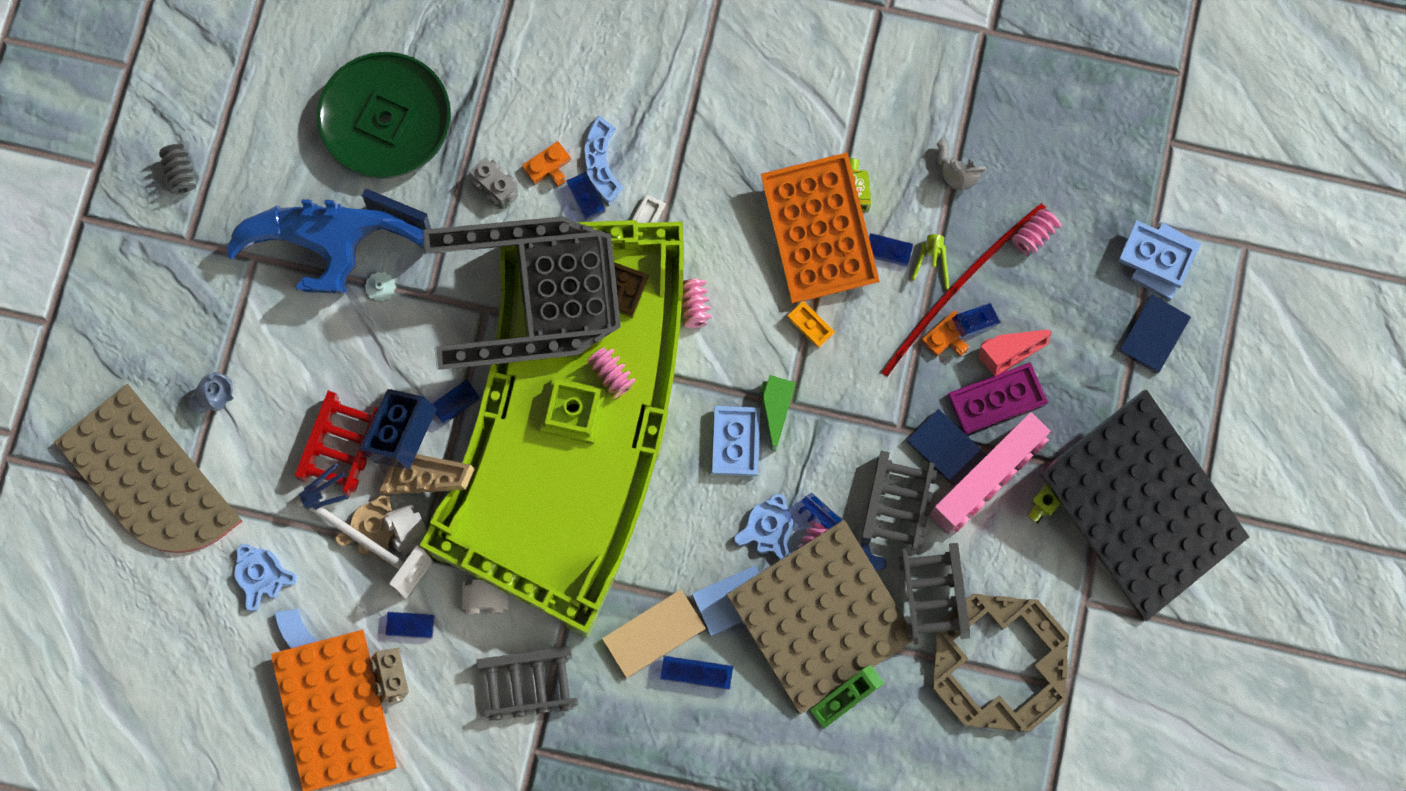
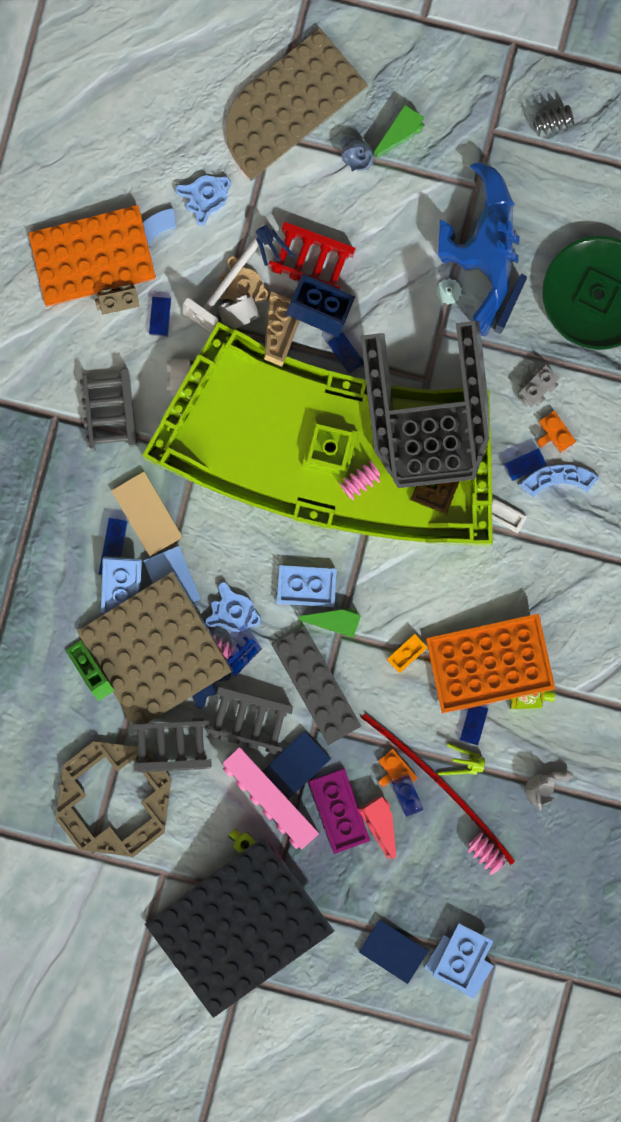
camera: 95 degrees right, 10 degrees up
(179, 338) = (402, 129): none -> bright green slope
(693, 303) = (427, 555): bright pink piece -> none
(738, 662) = (119, 581): none -> light blue tile
(852, 428) = (316, 685): none -> dark grey plate

